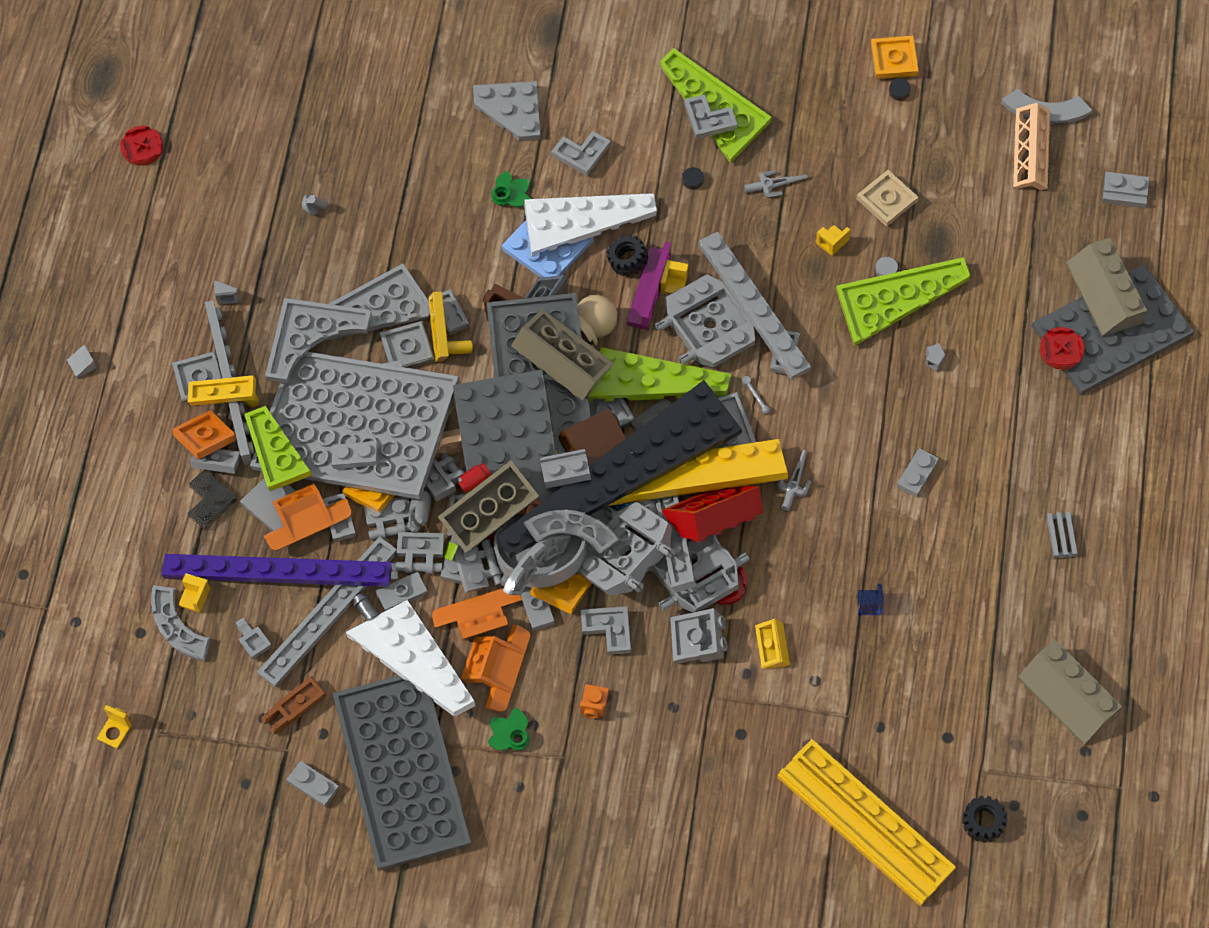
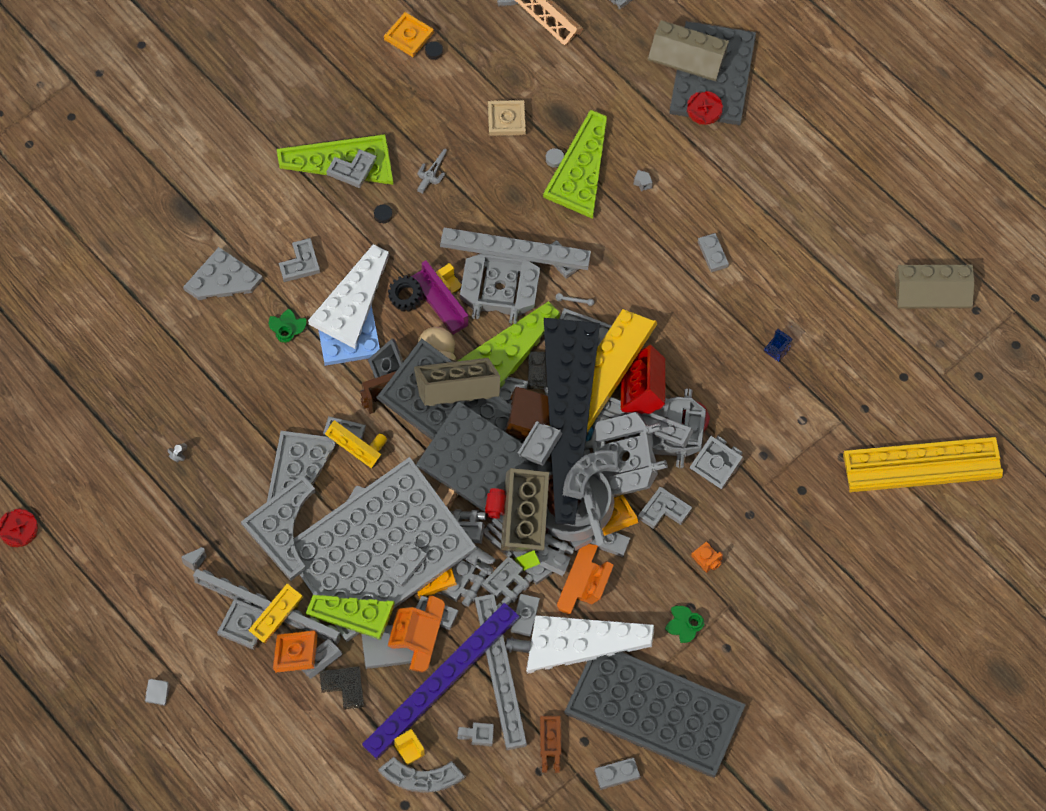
camera: 55 degrees left, 0 degrees up
(408, 345) = (343, 475): light grey tile -> none
(497, 665) = (629, 596): orange plate -> none
(772, 644) = (757, 425): yellow slope -> none
(792, 487) = (660, 330): light grey piece -> none
(832, 239) = (506, 170): yellow panel -> none
(988, 805) = (976, 387): black tyre -> none
(1059, 517) = (826, 206): light grey tile -> none

